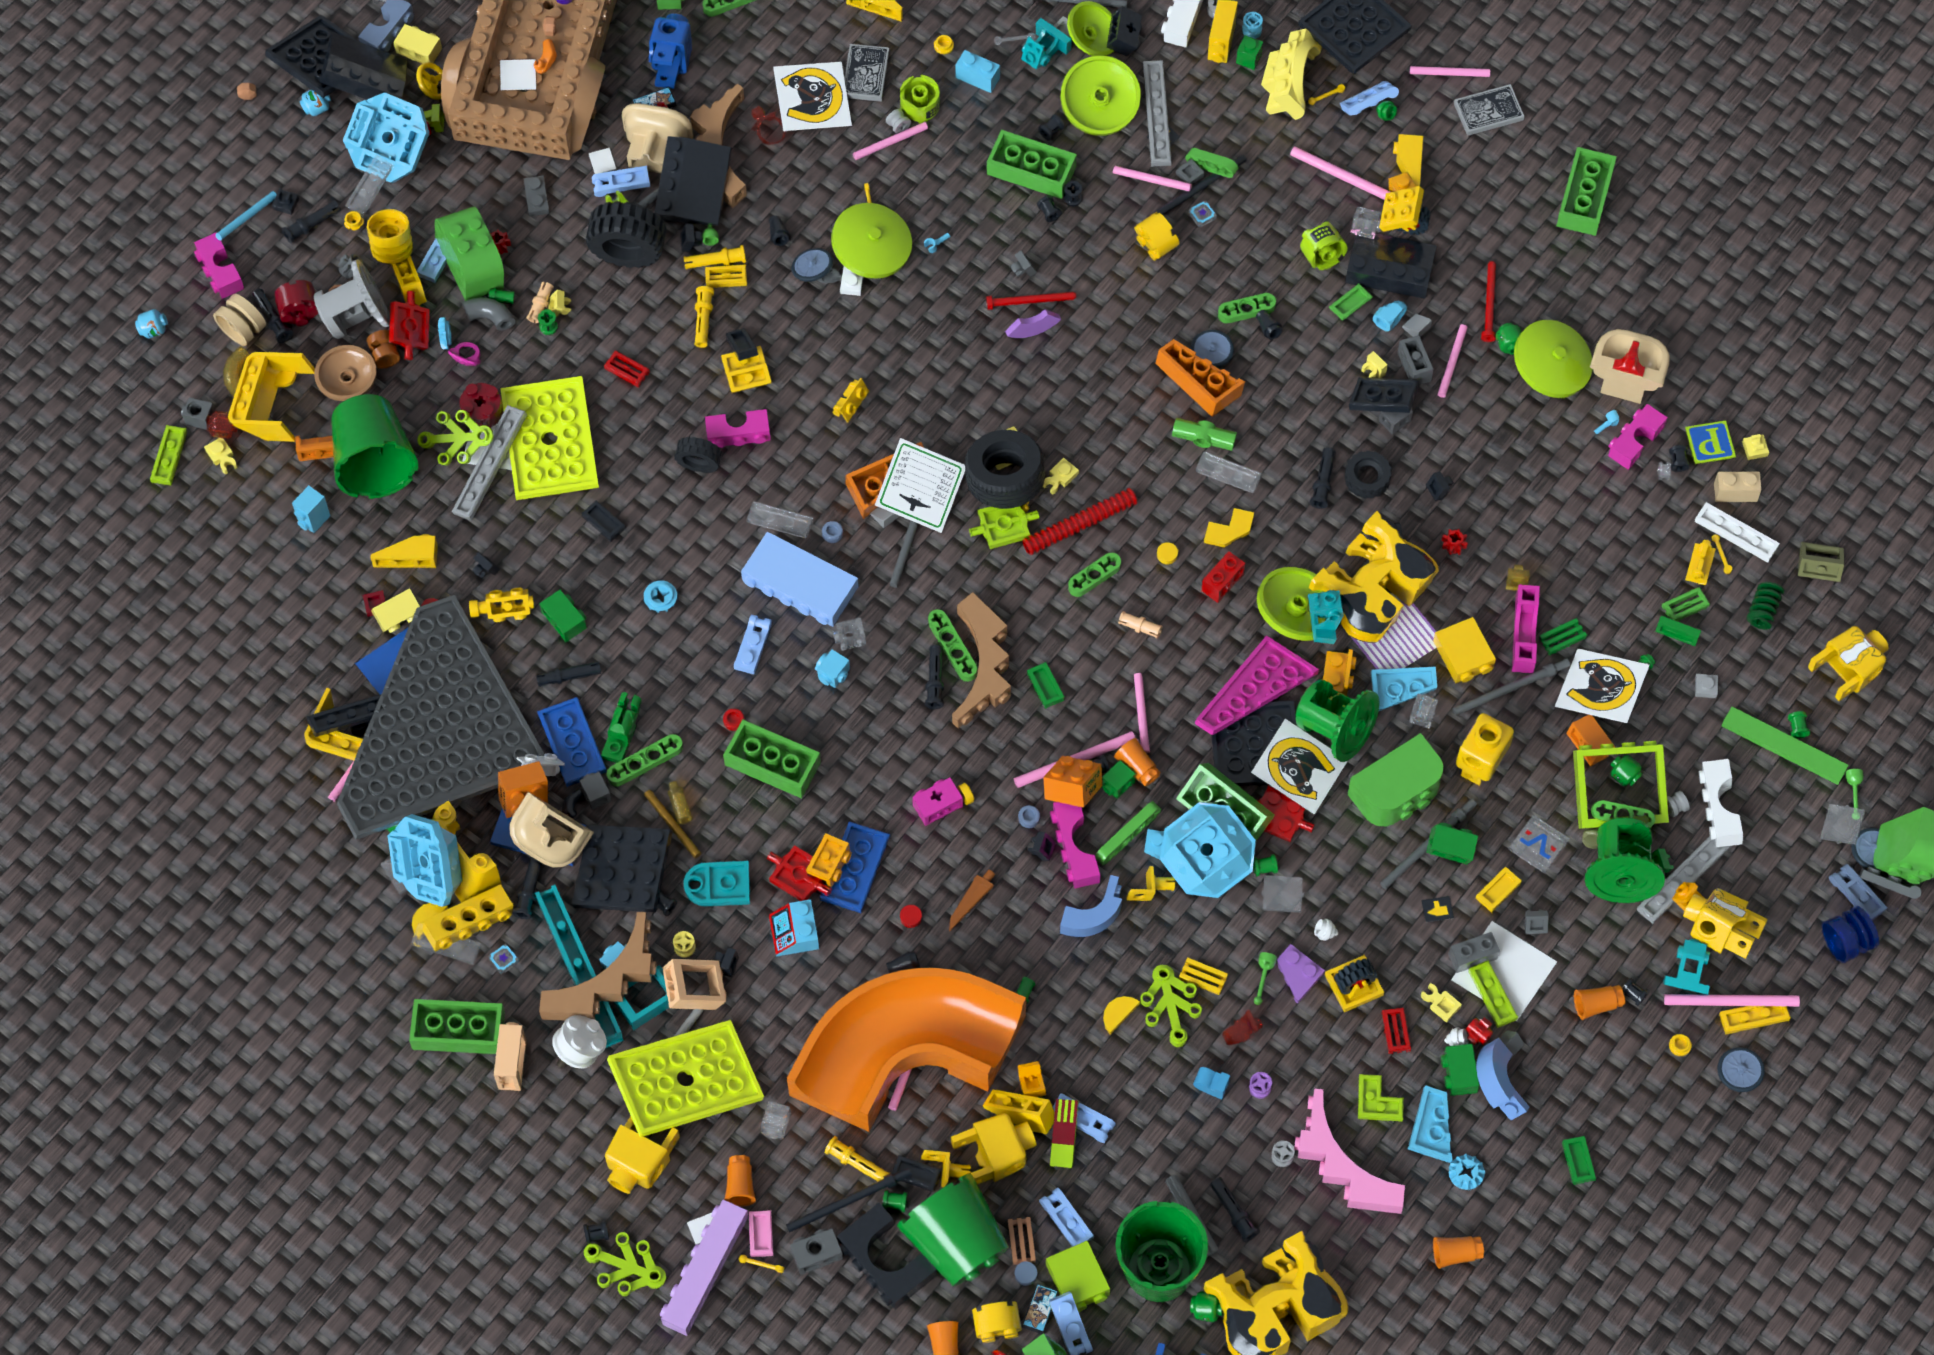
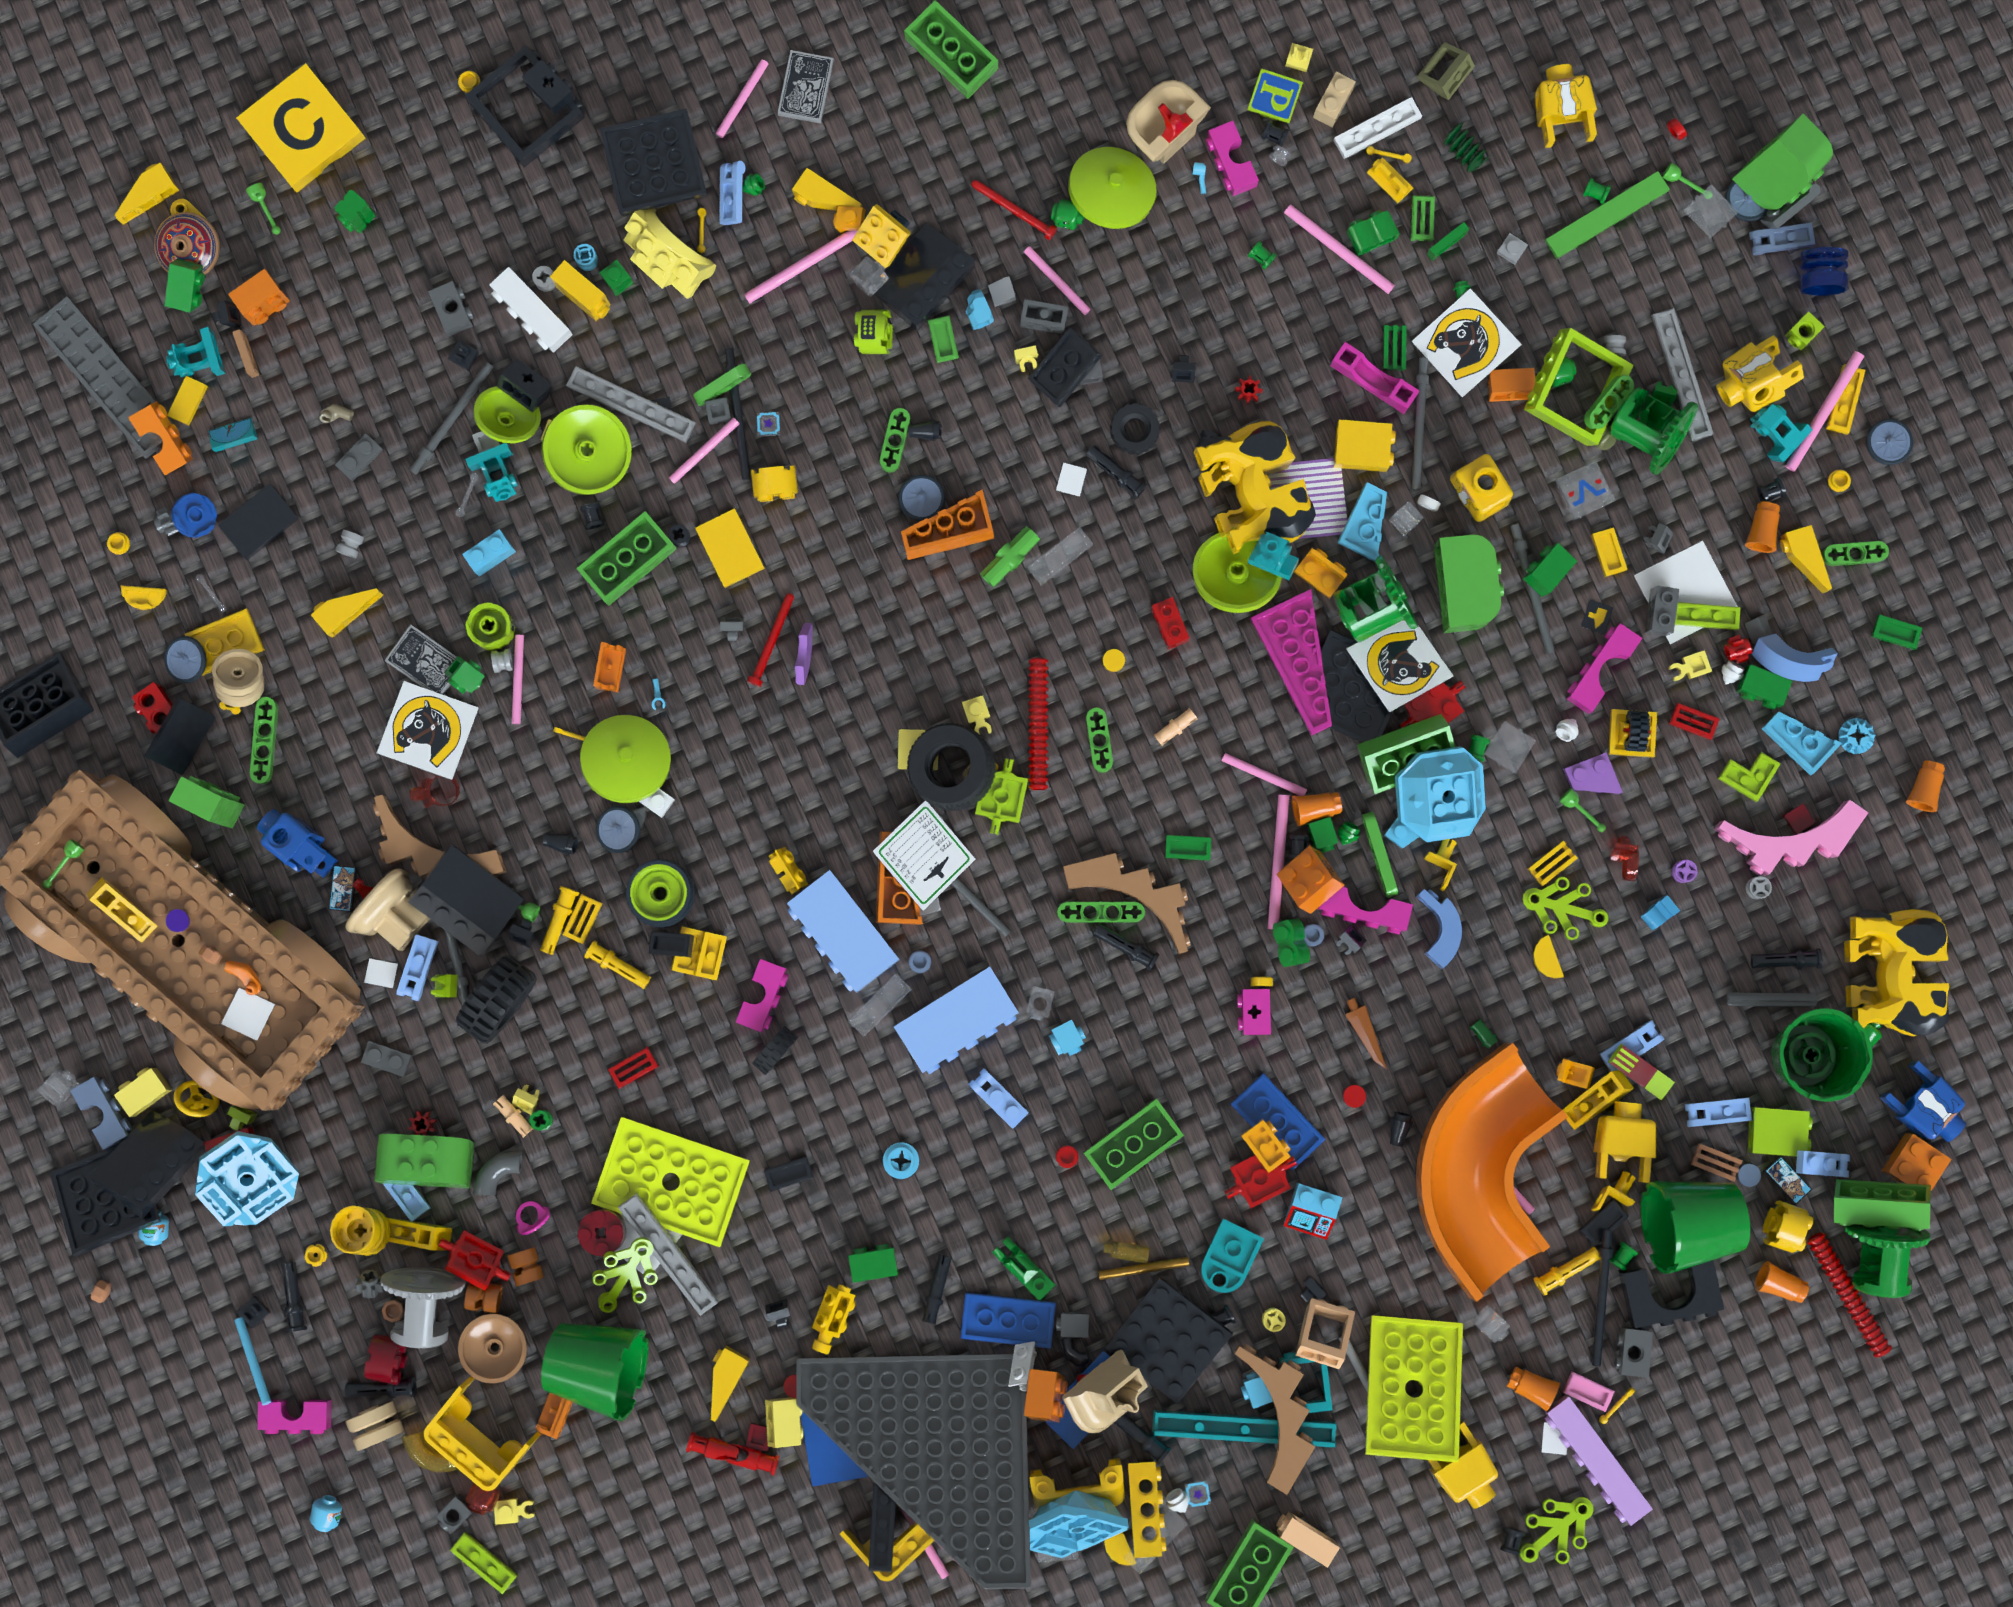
camera: 60 degrees left, 20 degrees up
(310, 509) = (629, 1455): medium azure brick -> none
(348, 576) = (720, 1450): none -> red piece
(369, 185) = (286, 1221): clear tile -> none
(422, 368) = (525, 1266): none -> dark orange wheel
(444, 333) = (500, 1228): medium azure gear -> none
(488, 945) = (1177, 1500): none -> white plate
(502, 296) = (484, 1150): green pin -> none
(579, 1042) = (1332, 1470): white wheel -> none
(642, 757) = (1068, 1261): bright green beam -> none
(778, 315) = (642, 893): none -> lime wheel
(823, 461) = (842, 932): none -> light blue brick
(870, 100) = (464, 675): none -> brick
(938, 196) = (609, 667): none -> orange hinge
(943, 44) = (437, 568): yellow plate -> none
(1011, 798) = (1290, 938): none -> green brick
(1049, 208) = (683, 567): black bush -> none
(1085, 235) = (729, 548): none -> yellow tile
(1131, 799) = (1348, 833): none -> green plate
(1224, 535) = (1123, 578): yellow tile -> none
(1297, 451) = (1071, 479): none -> white sticker
(1365, 1158) = (1799, 819): none -> dark red tile
(1422, 932) = (1588, 691): none -> dark pink arch
(1448, 724) = (1428, 503): none -> white tile
(1516, 576) = (1316, 354): clear yellow tile -> none
(1572, 499) = (1262, 255): none -> green bush
(1599, 1044) = (1805, 554): none -> yellow slope
(1611, 1080) = (1838, 548): none -> bright green beam
(1617, 555) = (1339, 249): none -> bright pink piece
(1647, 570) = (1372, 232): none -> green brick
(1684, 894) = (1709, 390): light orange bracket -> none
(1725, 826) = (1664, 318): white arch -> none
(1796, 943) = (1808, 323): none -> lime brick
(1893, 761) = (1676, 129): none -> red tile

